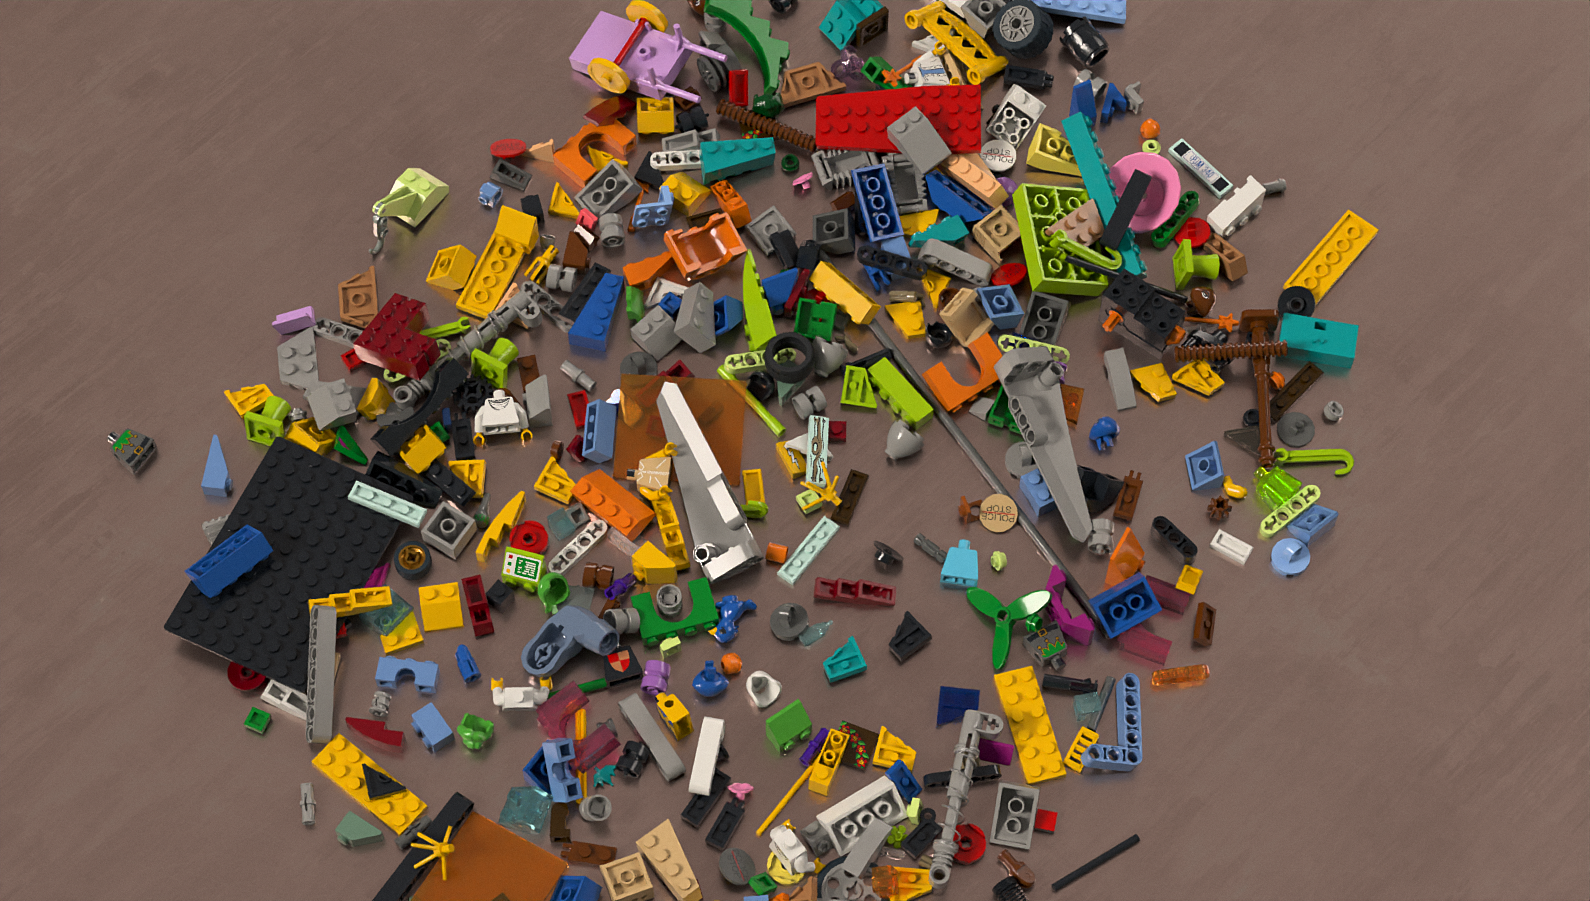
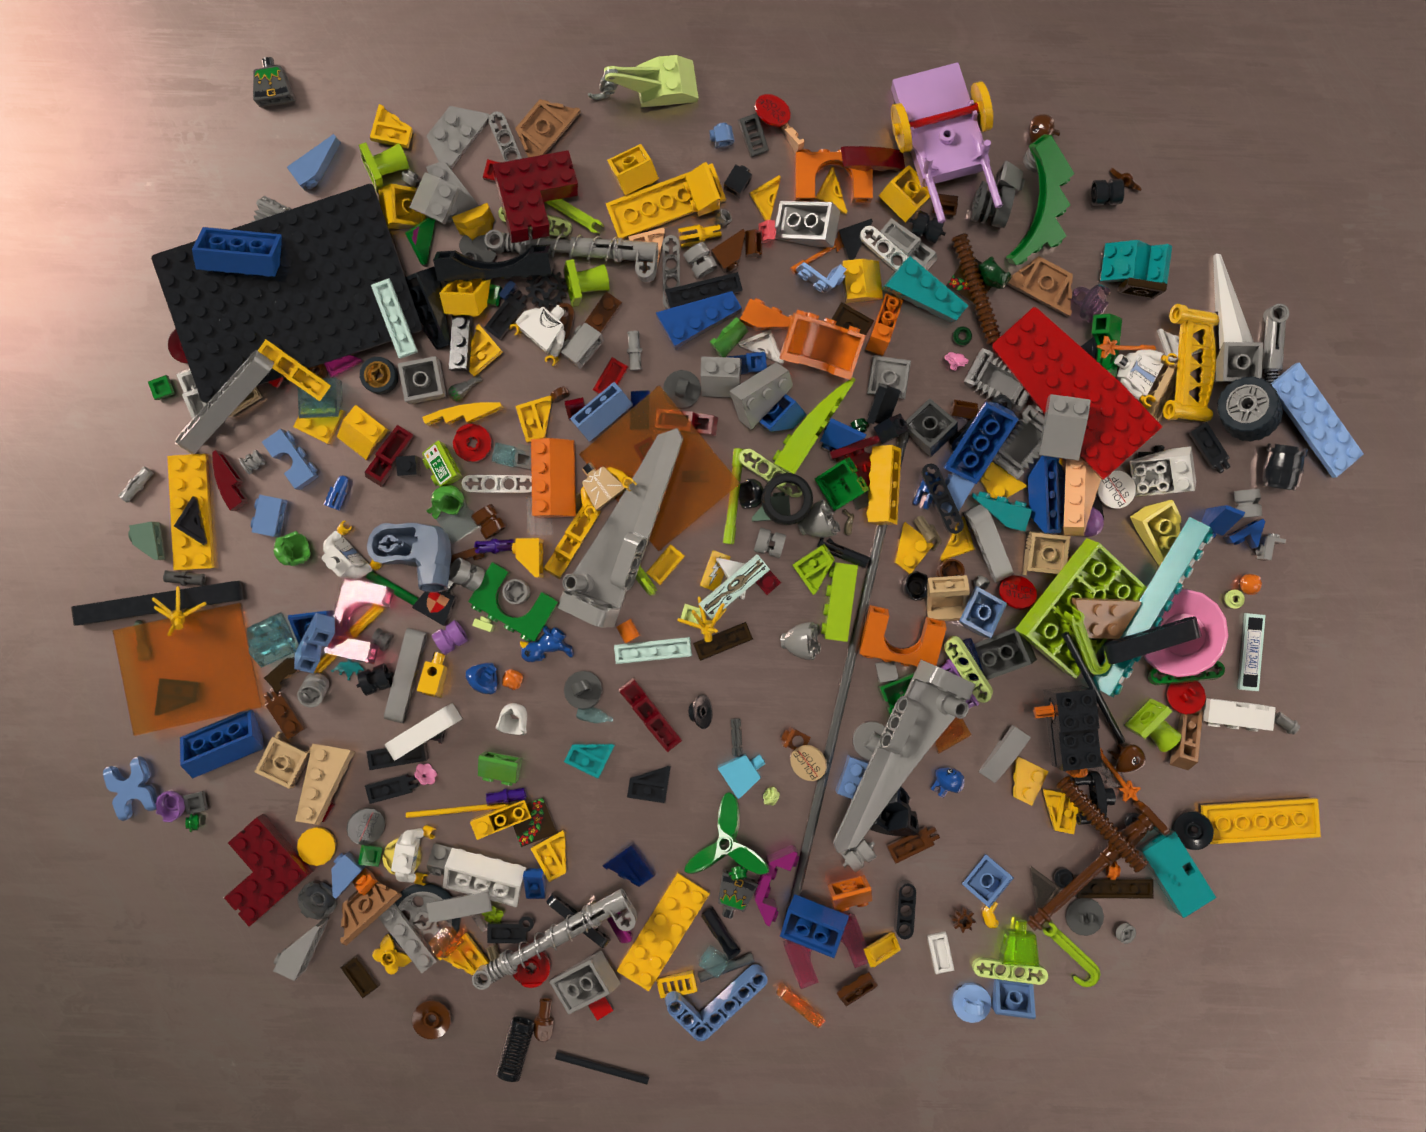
camera: 45 degrees right, 25 degrees up
(295, 320) = (482, 97): lavender panel -> none
(612, 230) = (777, 256): light grey wheel -> none
(738, 87) = (989, 236): red tile -> none
(914, 810) = (520, 911): yellowish green plate -> none

